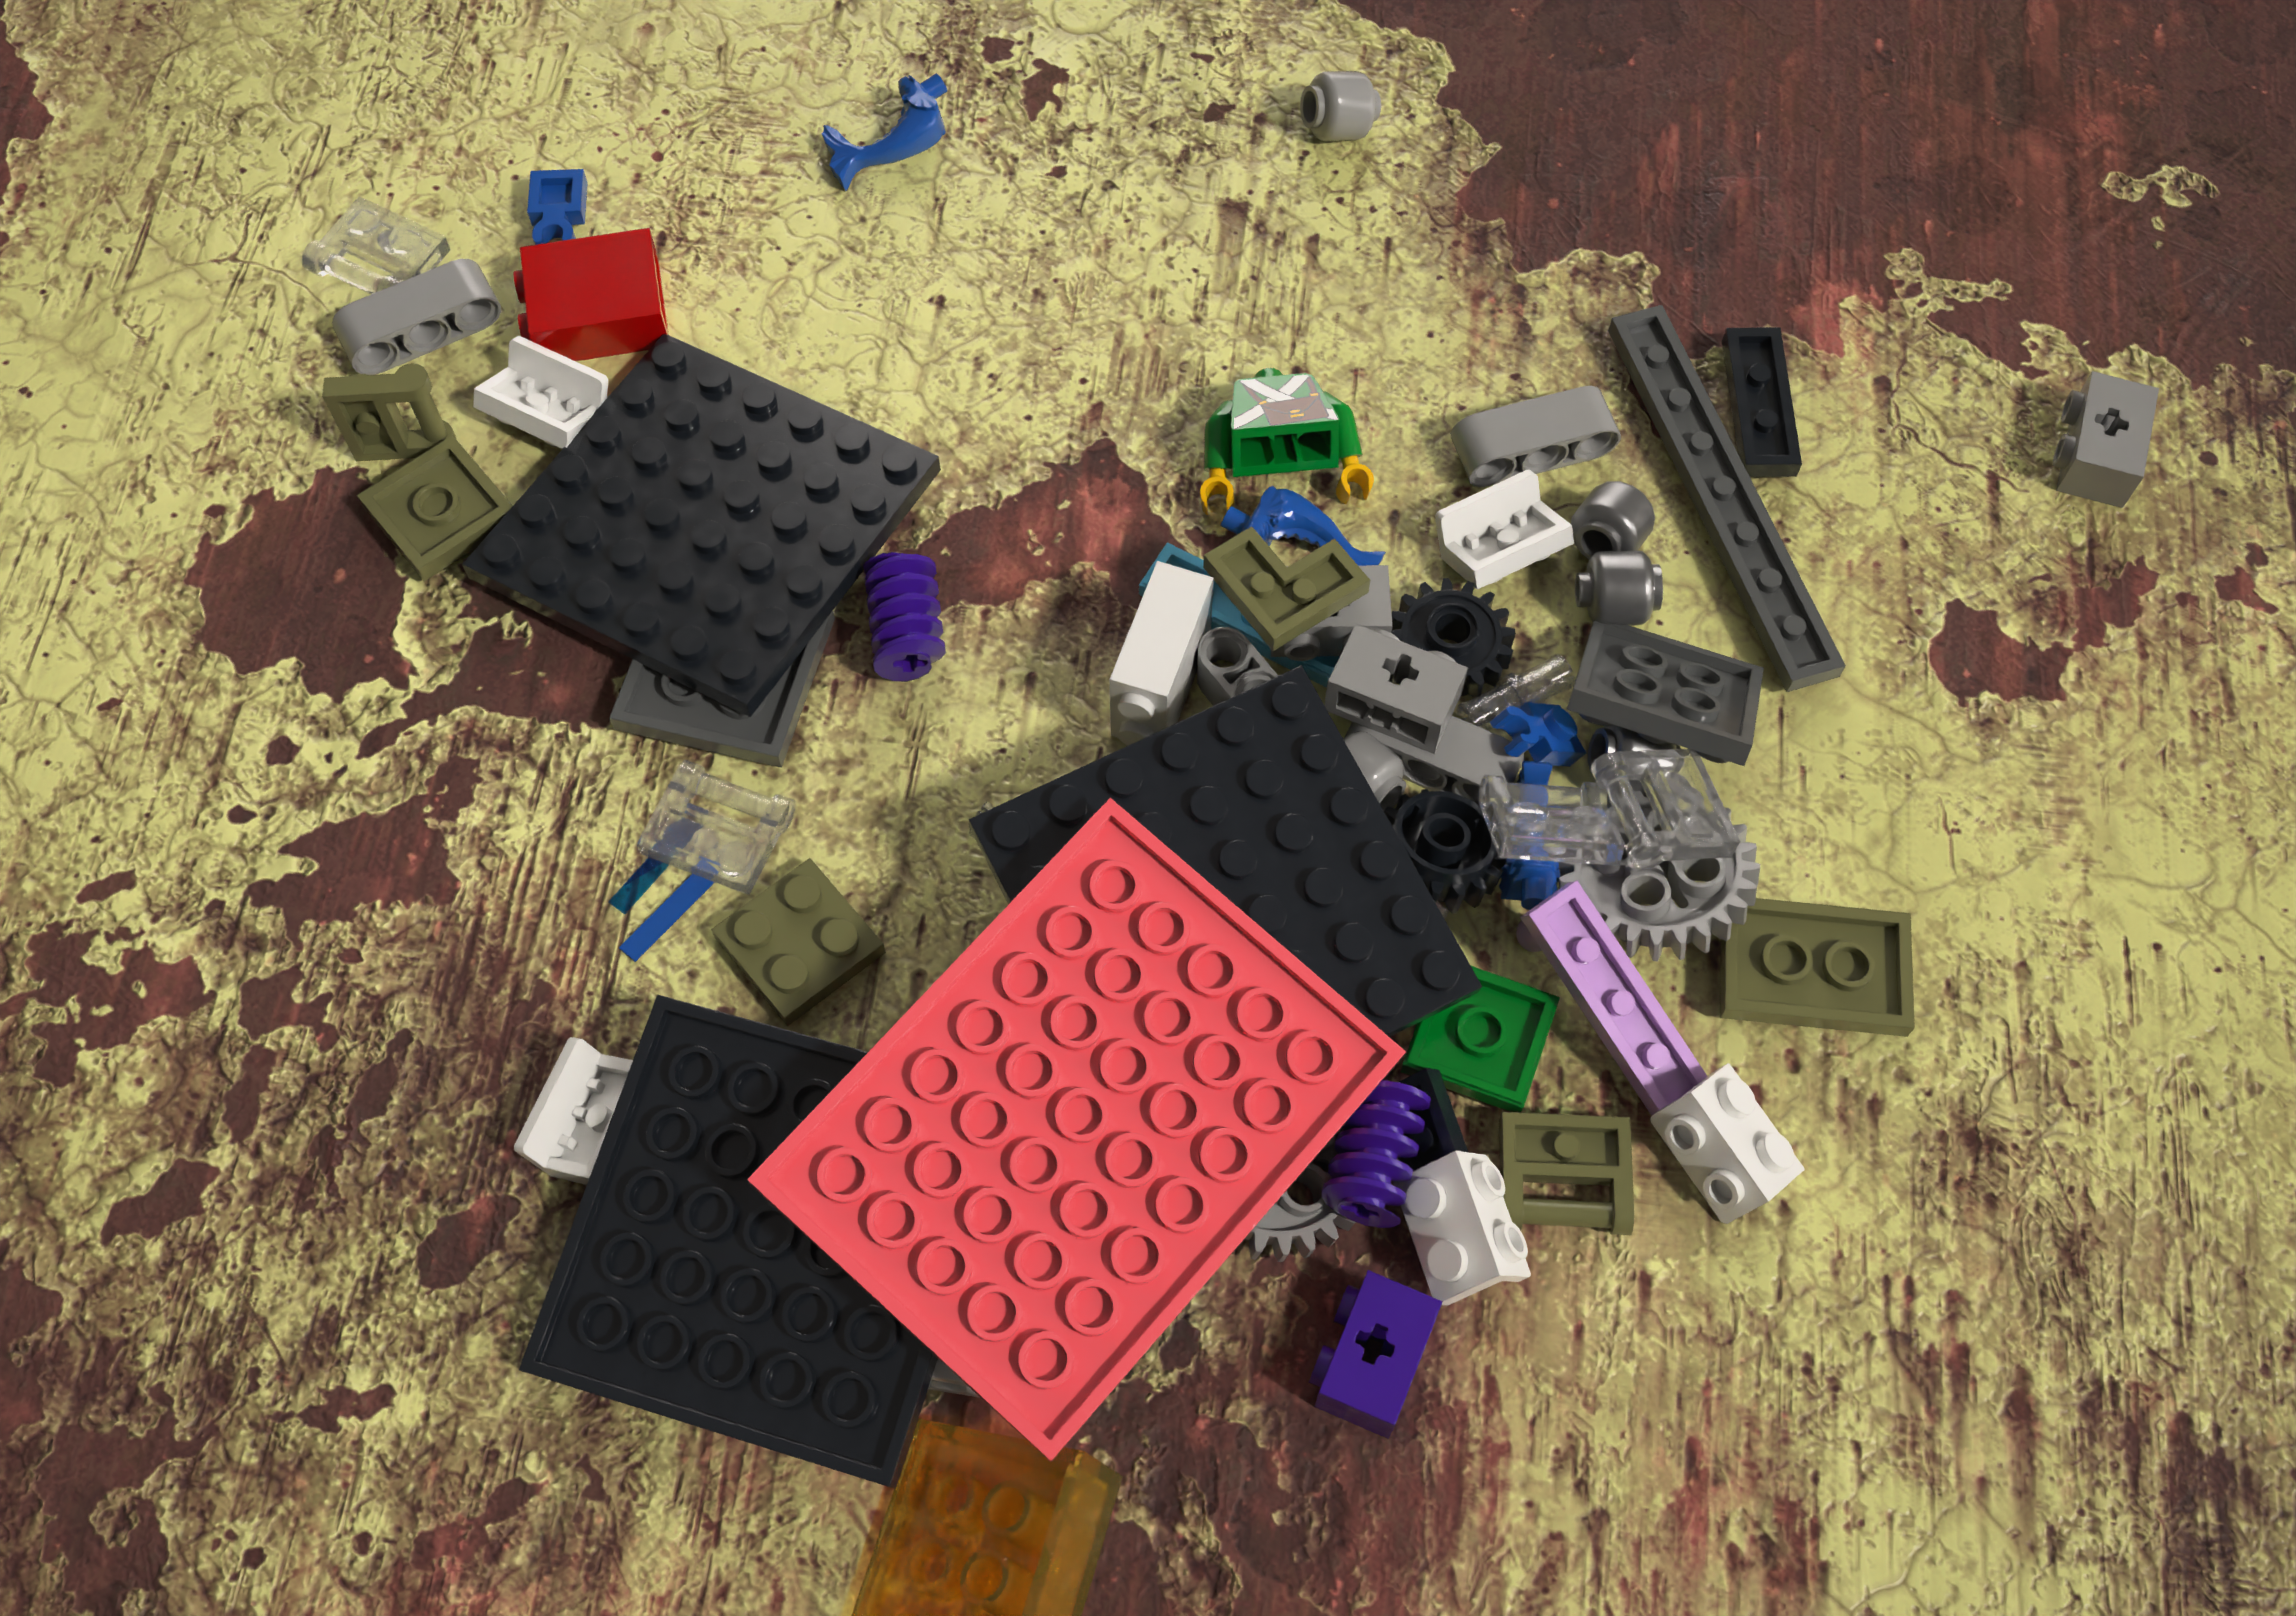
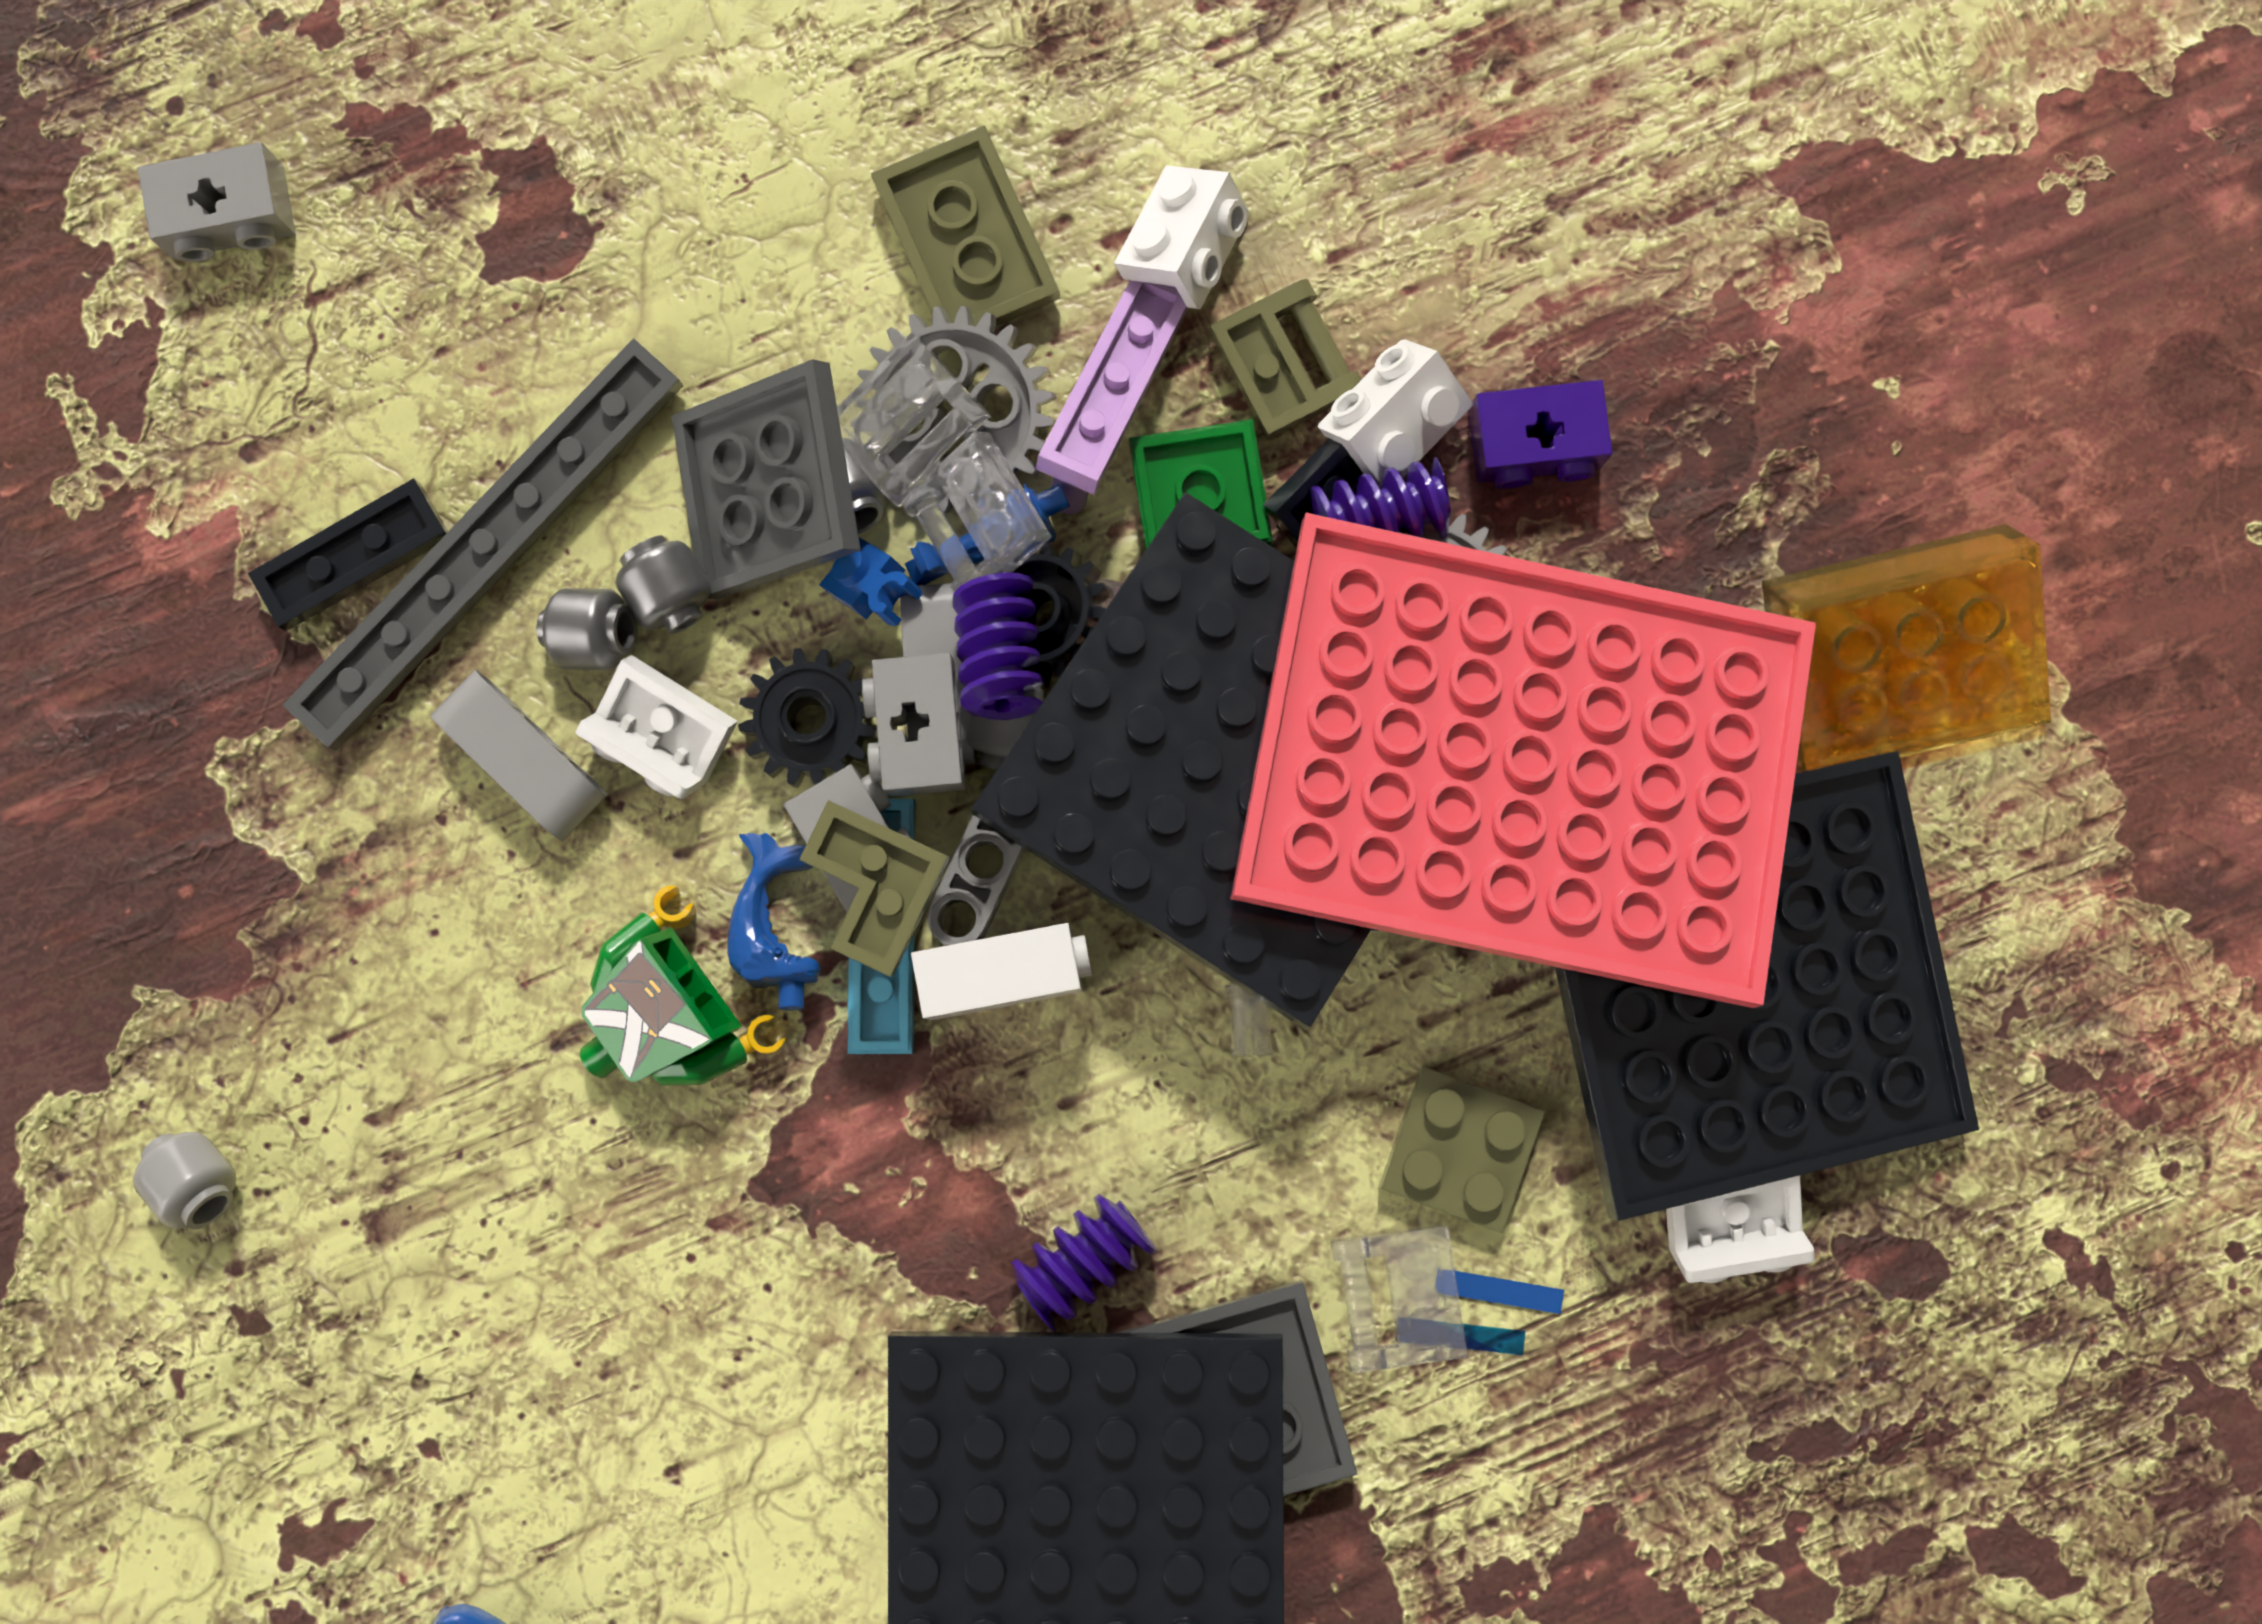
camera: 120 degrees left, 20 degrees up
(1429, 767) = (991, 647): none -> dark purple piece
(1514, 690) = (831, 626): clear pin -> none

